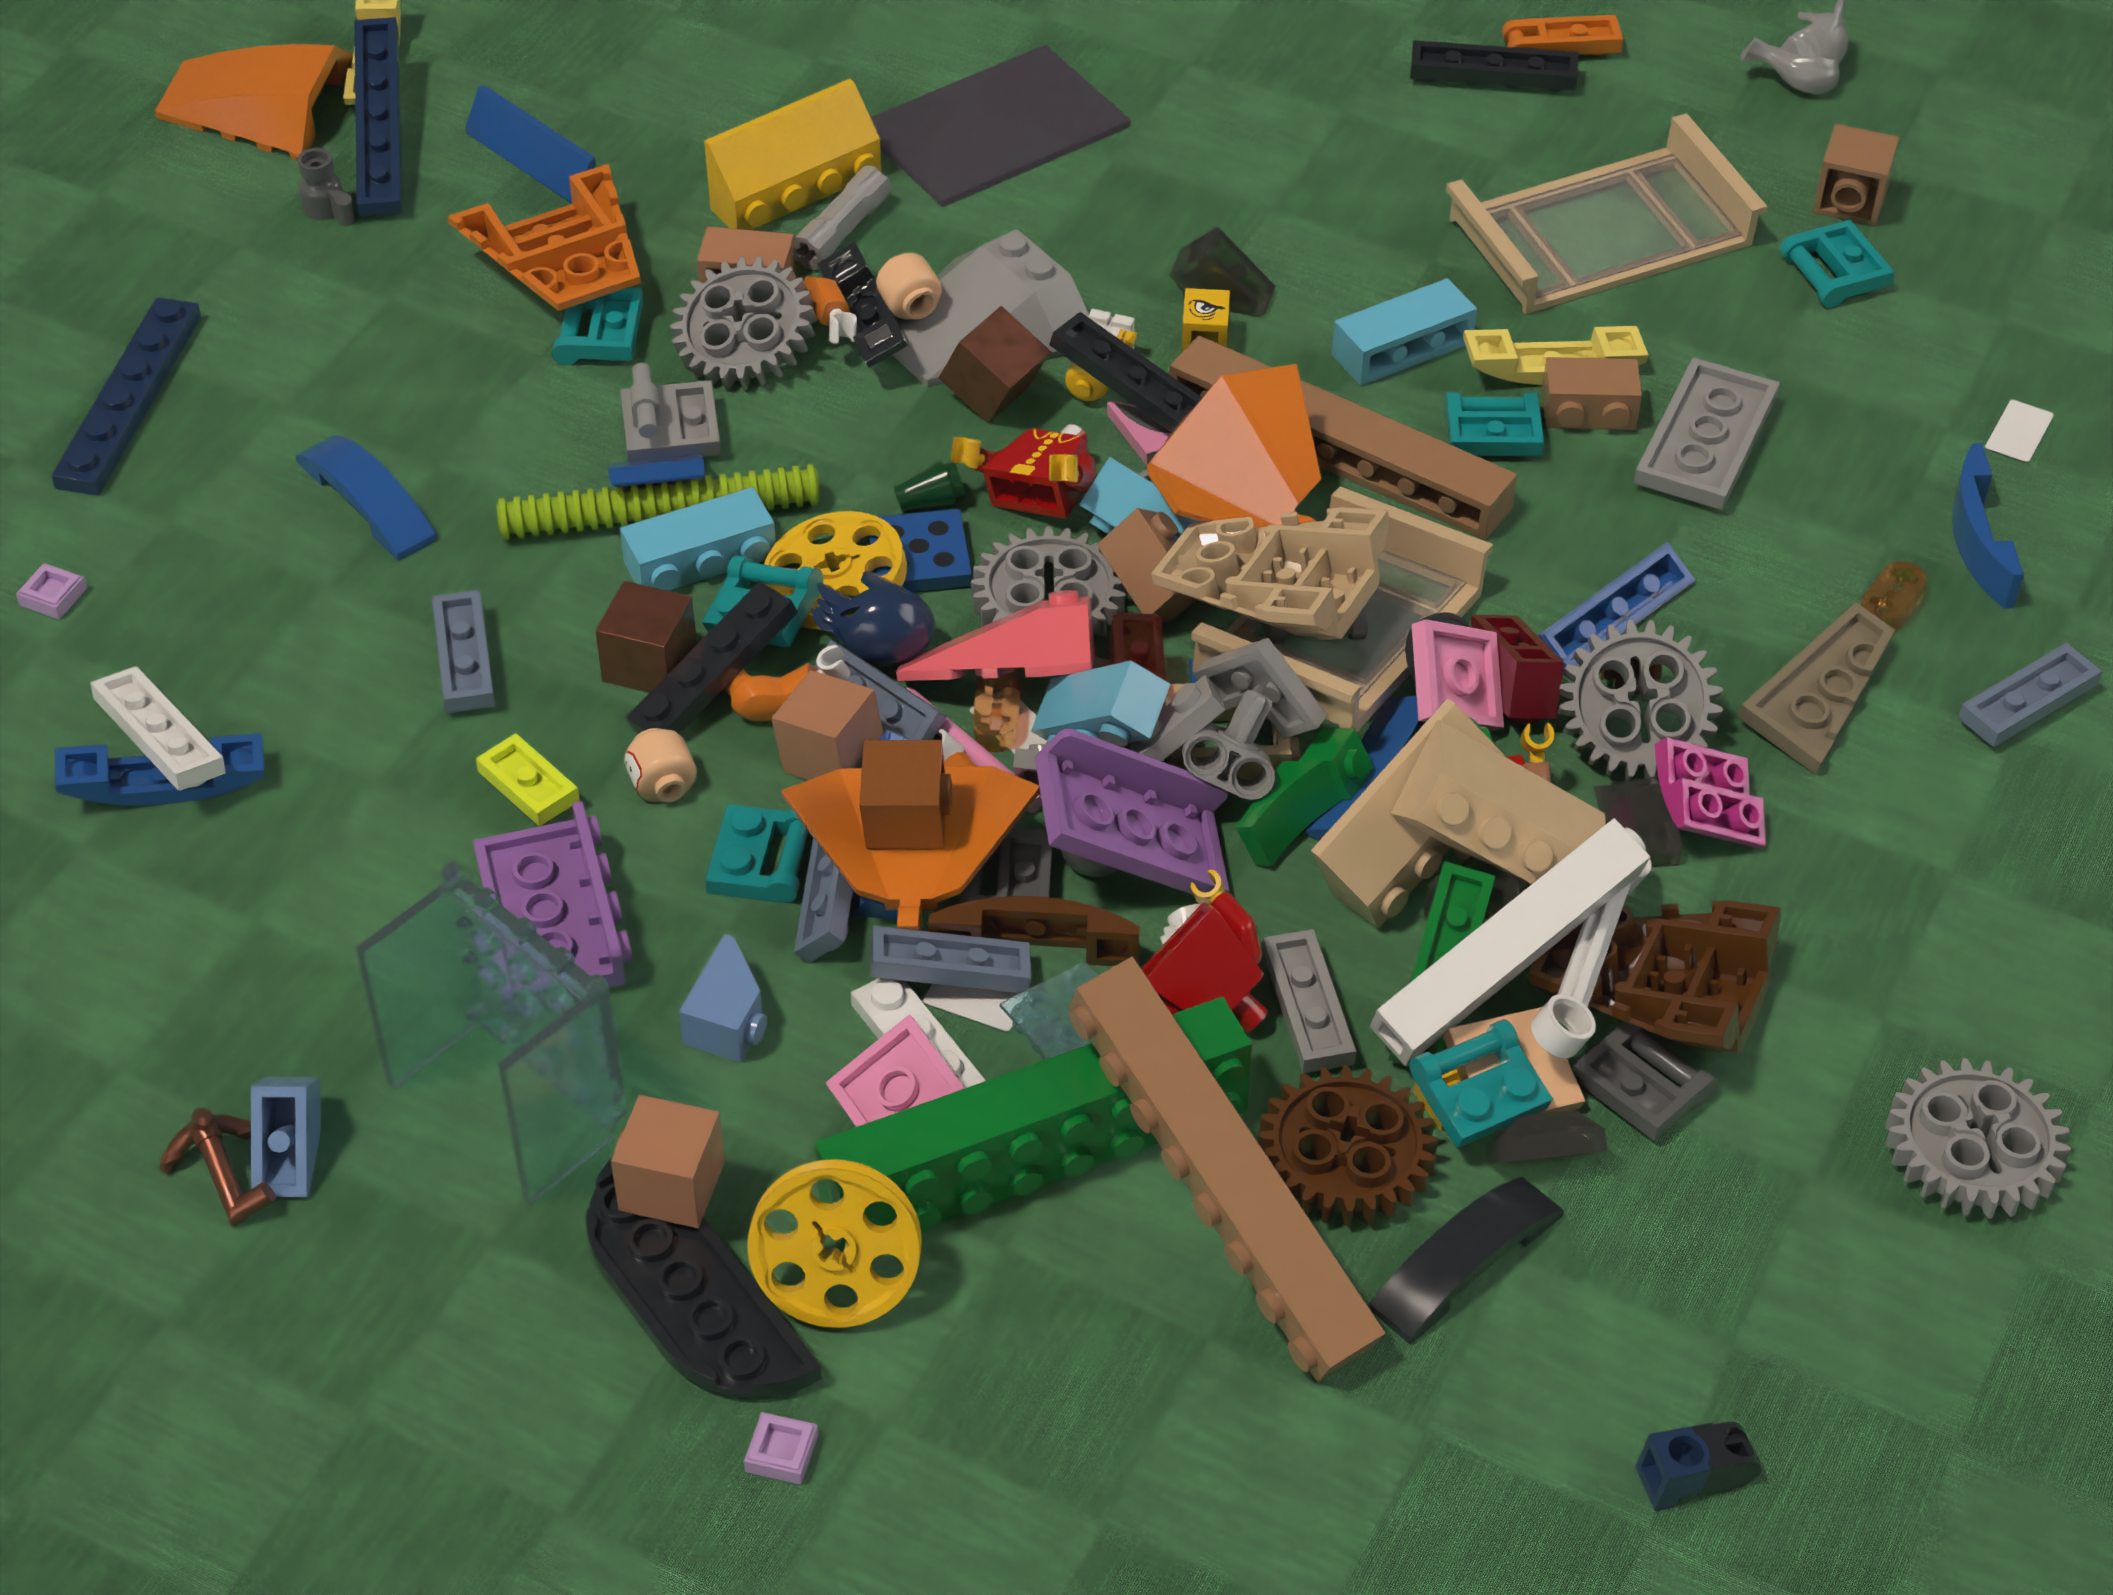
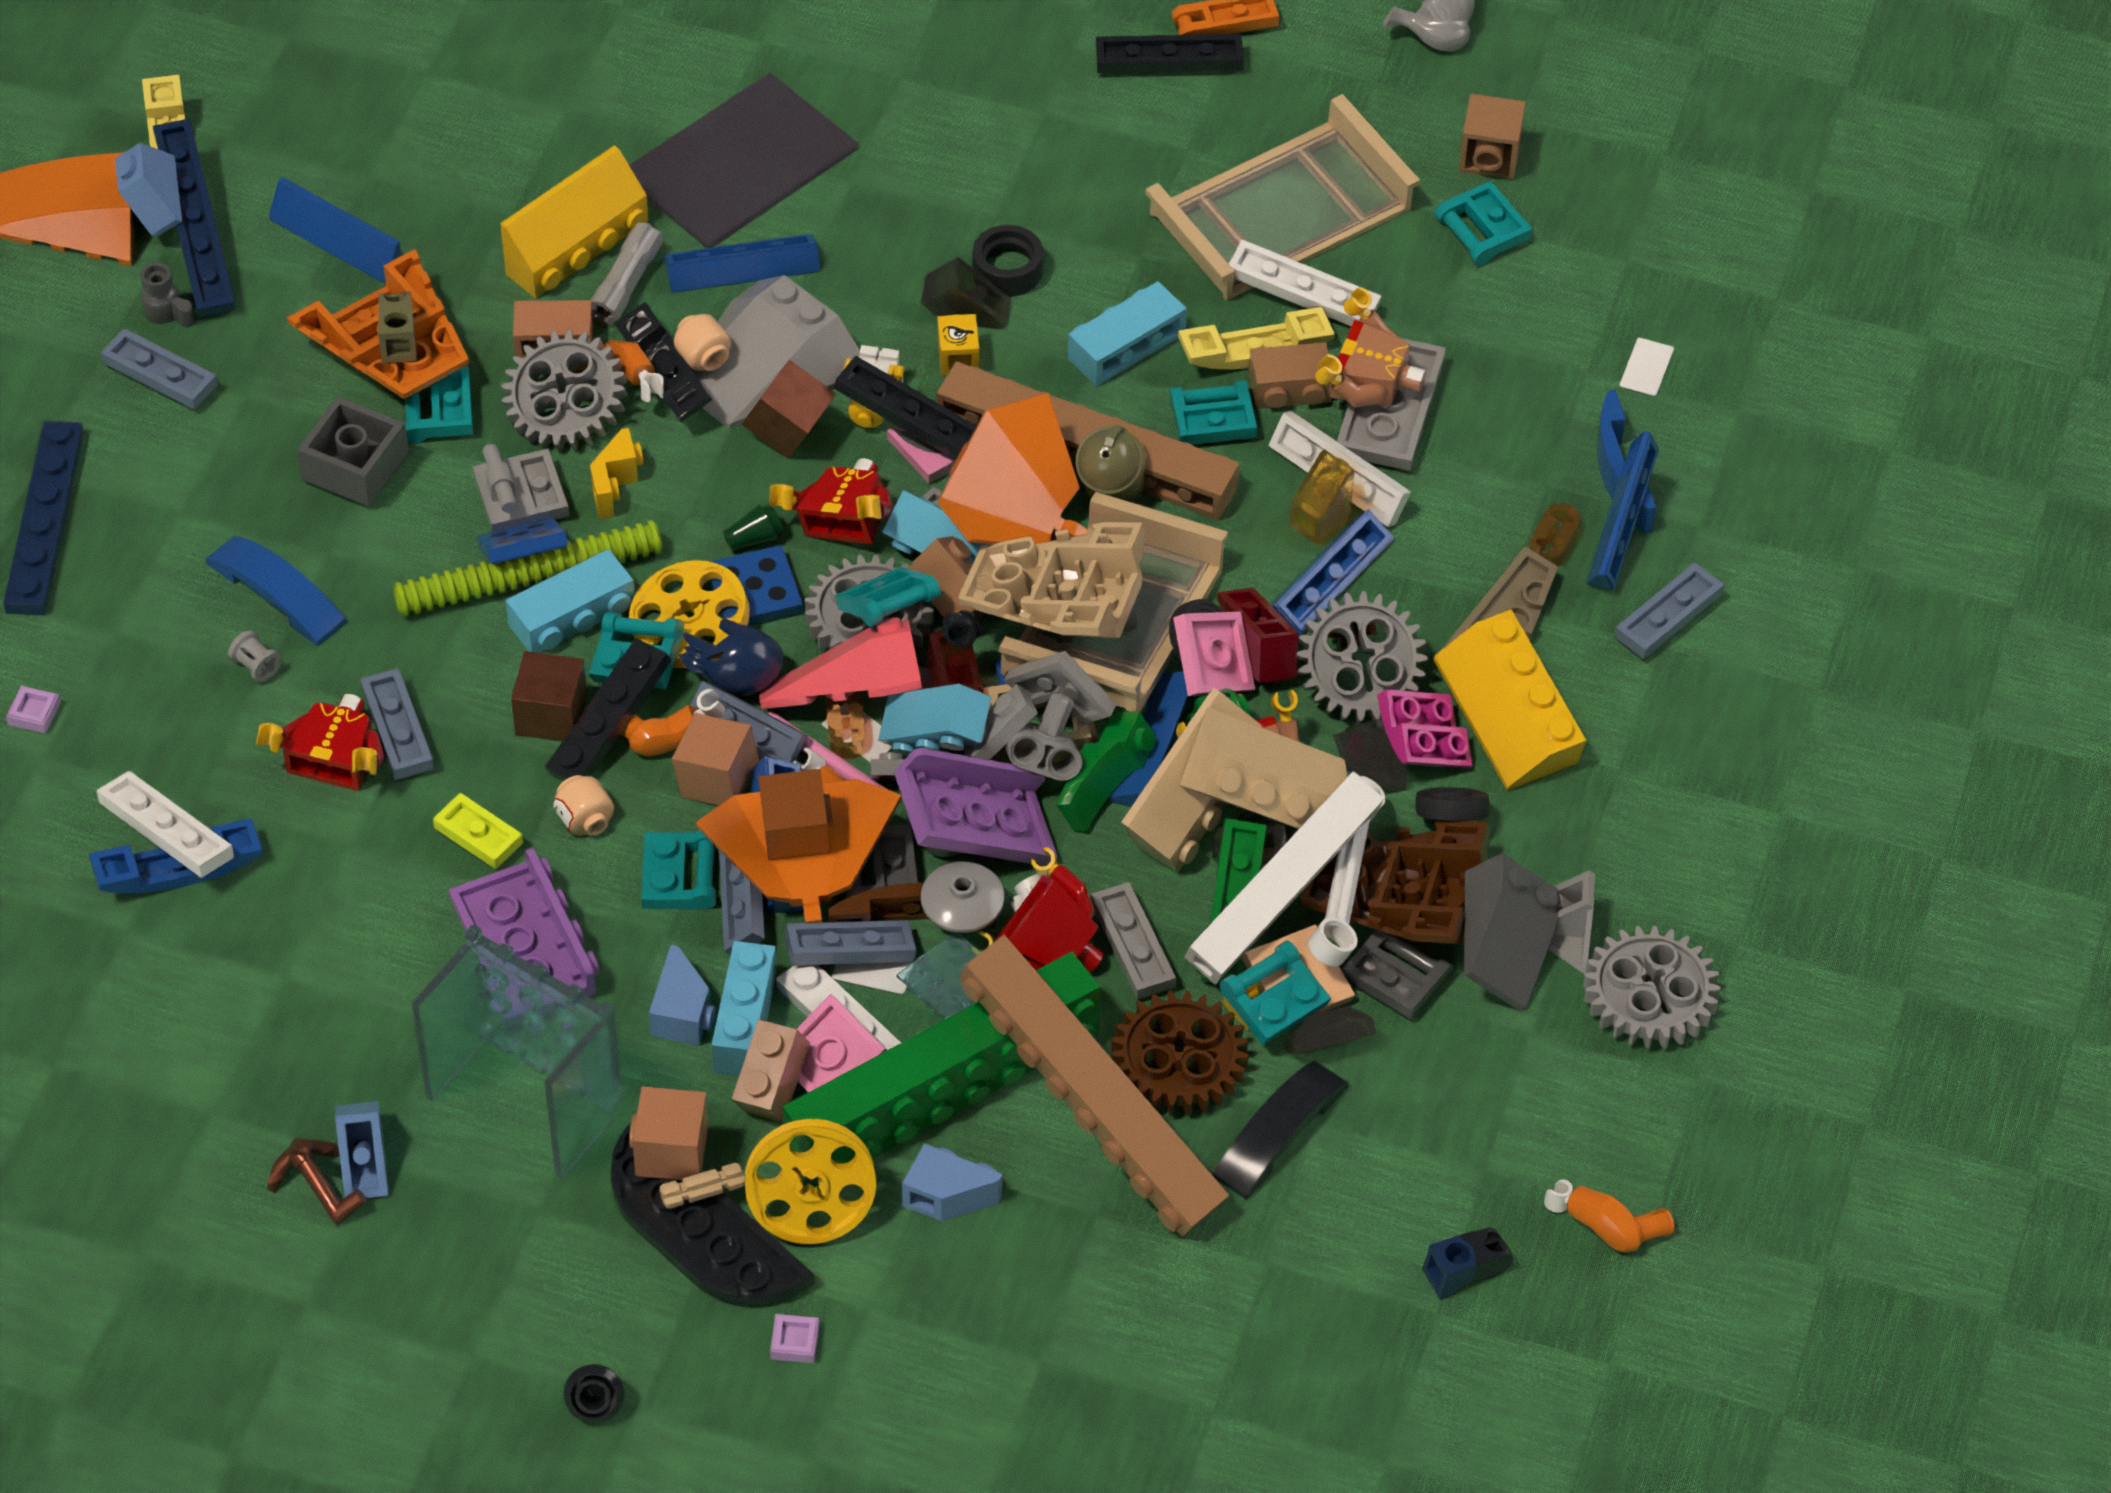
camera: 10 degrees left, 5 degrees up
(299, 259) = (159, 369): none -> sand blue plate
(320, 557) = (254, 656): none -> light grey bush
(333, 75) = (150, 187): none -> medium blue slope
(374, 662) = (328, 743): none -> red torso
(487, 358) = (352, 451): none -> dark grey brick
(496, 1485) = (593, 1393): none -> black cone
(563, 234) = (396, 328): none -> olive leg
(696, 1232) = (702, 1185): none -> tan axle
(782, 408) = (614, 467): none -> yellow slope
(801, 1024) = (743, 1002): none -> medium azure brick
(815, 1096) = (770, 1070): none -> medium nougat brick
(975, 222) = (742, 262): none -> blue slope
(1020, 1275) = (948, 1185): none -> medium blue slope
(1069, 565) = (887, 594): none -> teal plate
(1099, 920) = (958, 909): none -> light grey dish
(1148, 621) = (959, 636): none -> black plate
(1284, 226) = (1013, 239): none -> black tyre
(1368, 466) = (1120, 473): none -> olive helmet
(1614, 523) = (1323, 499): none -> clear yellow slope
(1619, 302) = (1294, 281): none -> white plate
(1637, 496) = (1371, 488): none -> white plate
(1688, 381) = (1371, 360): none -> nougat torso
(1736, 883) = (1452, 804): none -> black tyre
(1794, 1038) = (1507, 927): none -> dark grey slope
(1823, 772) = (1510, 701): none -> yellow slope
(1868, 1039) = (1575, 918): none -> light grey slope
(1898, 1428) = (1608, 1216): none -> orange arm
(1982, 575) = (1623, 512): none -> blue slope

